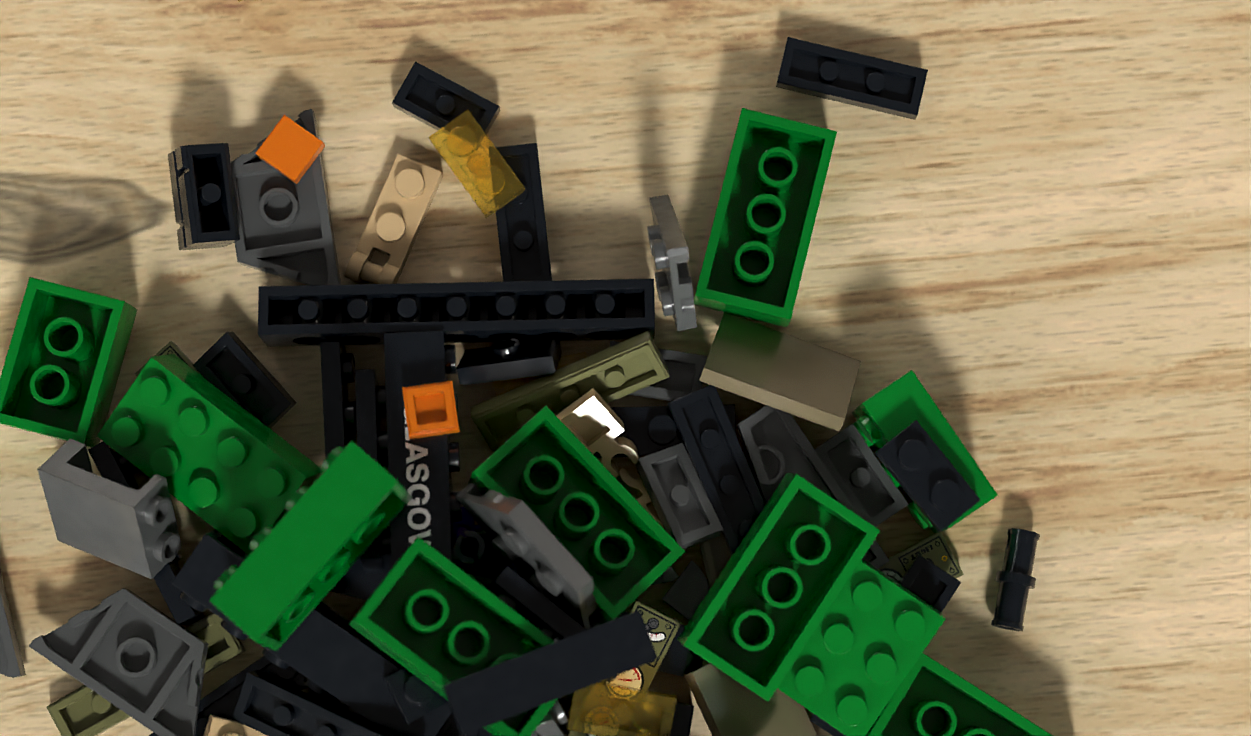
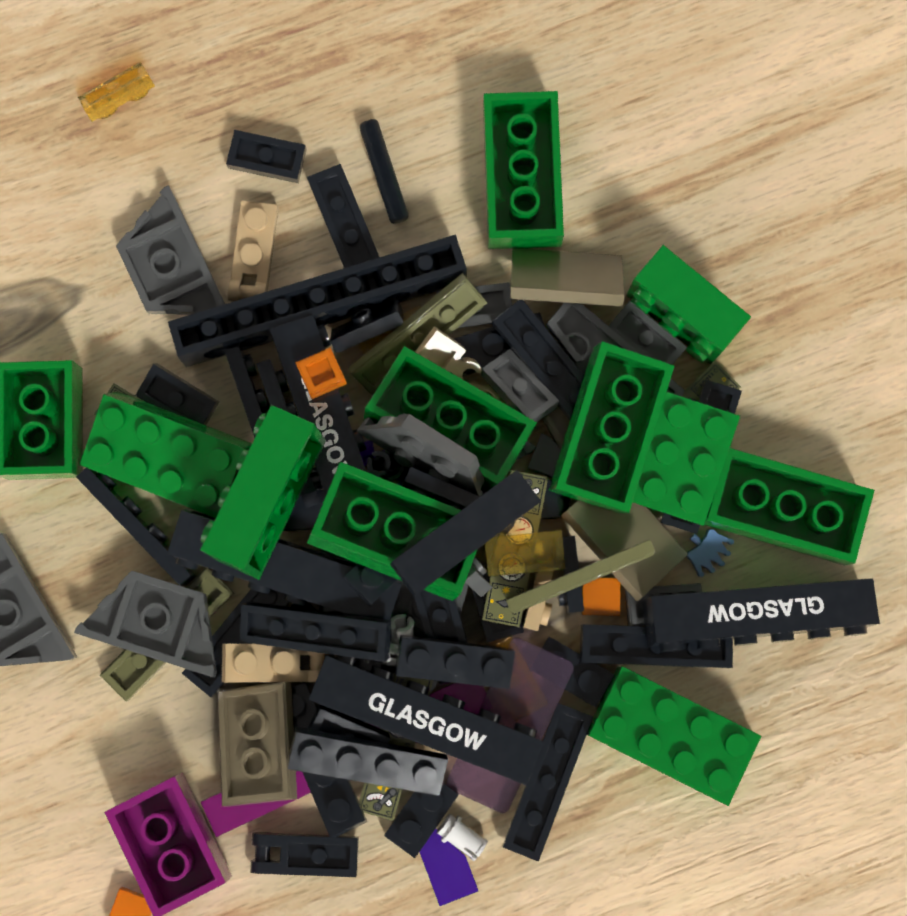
camera: 15 degrees left, 0 degrees up
(108, 518) = (106, 519): dark grey panel -> none
(203, 196) = (107, 270): black brick -> none
(290, 149) = (161, 217): orange tile -> none
(477, 163) = (301, 190): clear yellow plate -> none
(589, 167) = (384, 171): none -> black axle
(671, 256) = (472, 232): dark grey wing -> none
(851, 78) = (556, 53): black plate -> none
(927, 476) = (697, 317): black plate -> none
(1015, 579) = (779, 380): black pin -> none

